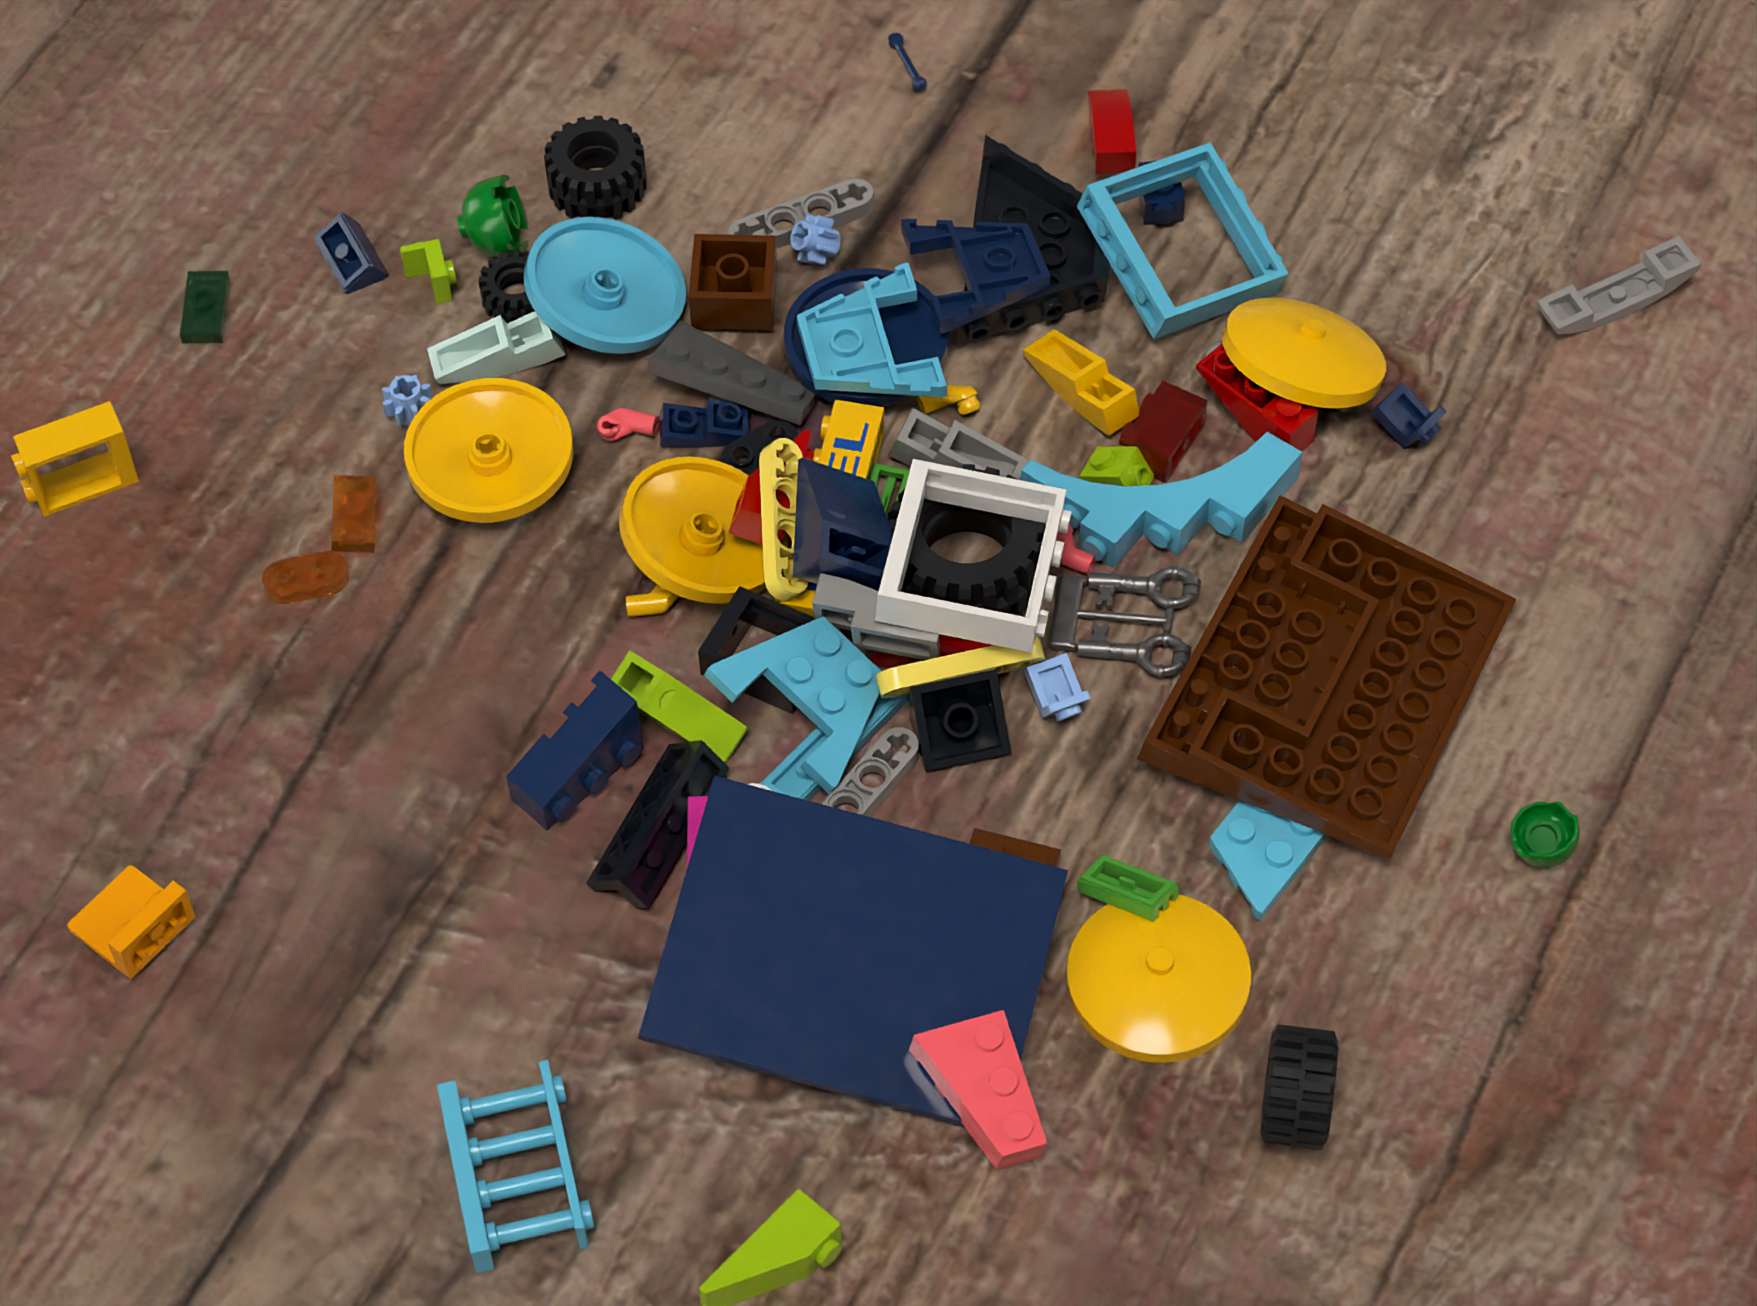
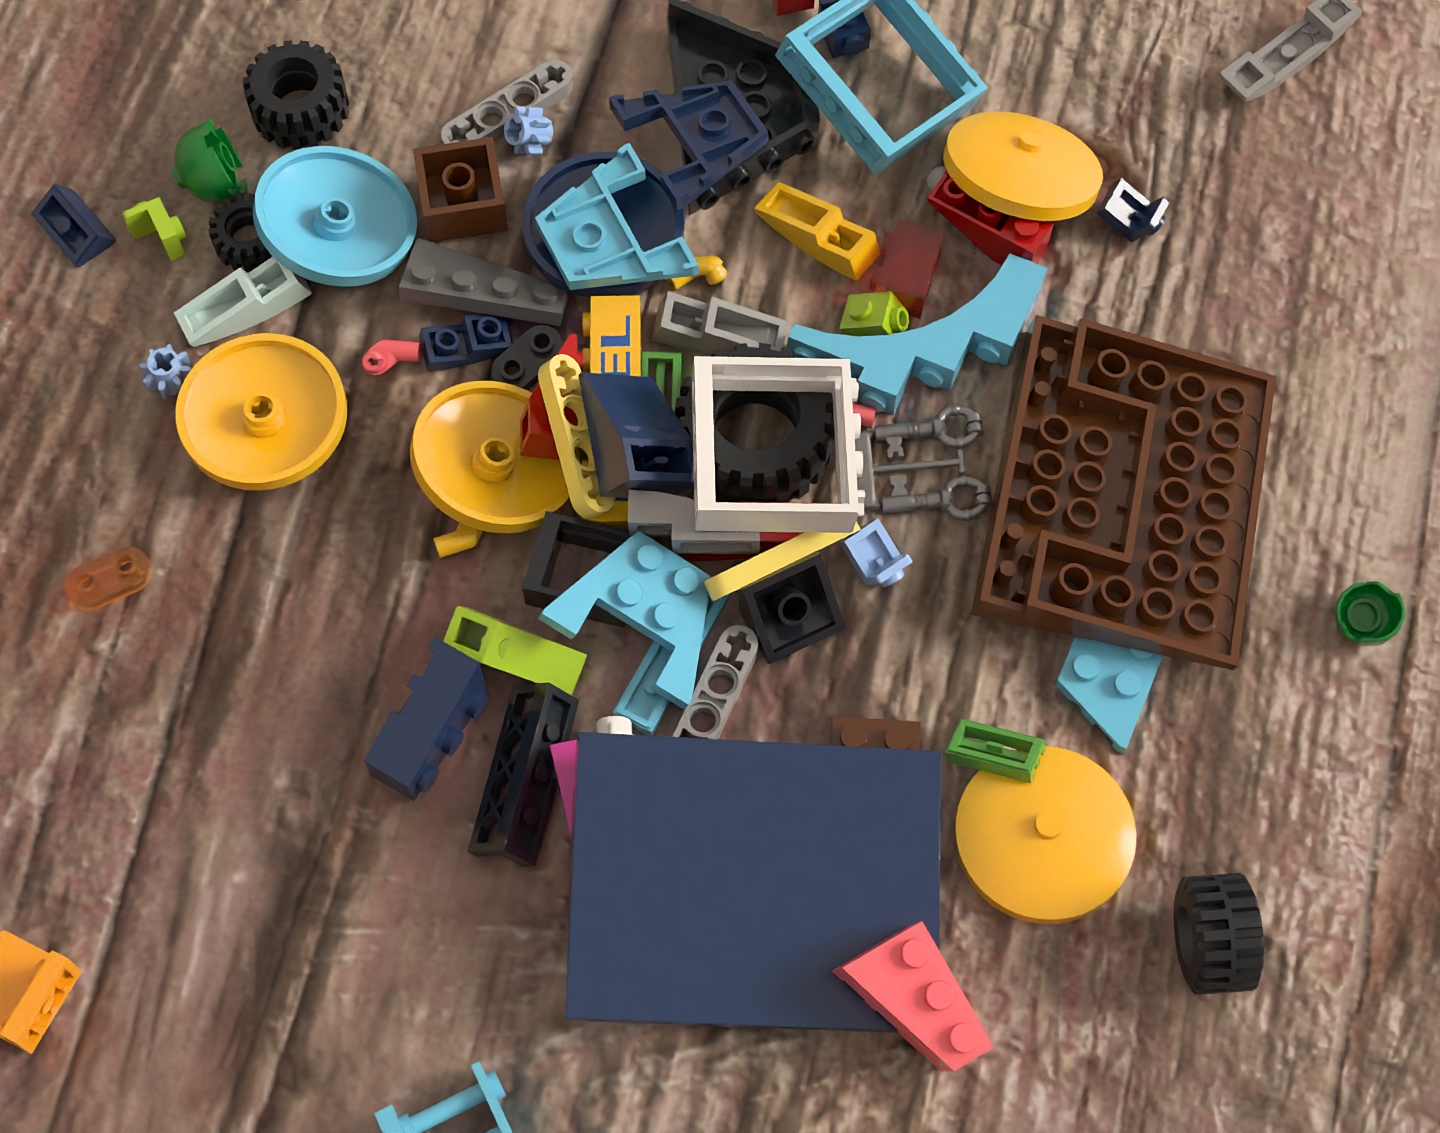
camera: 15 degrees left, 10 degrees up
(353, 514) = (141, 503): clear orange plate -> none

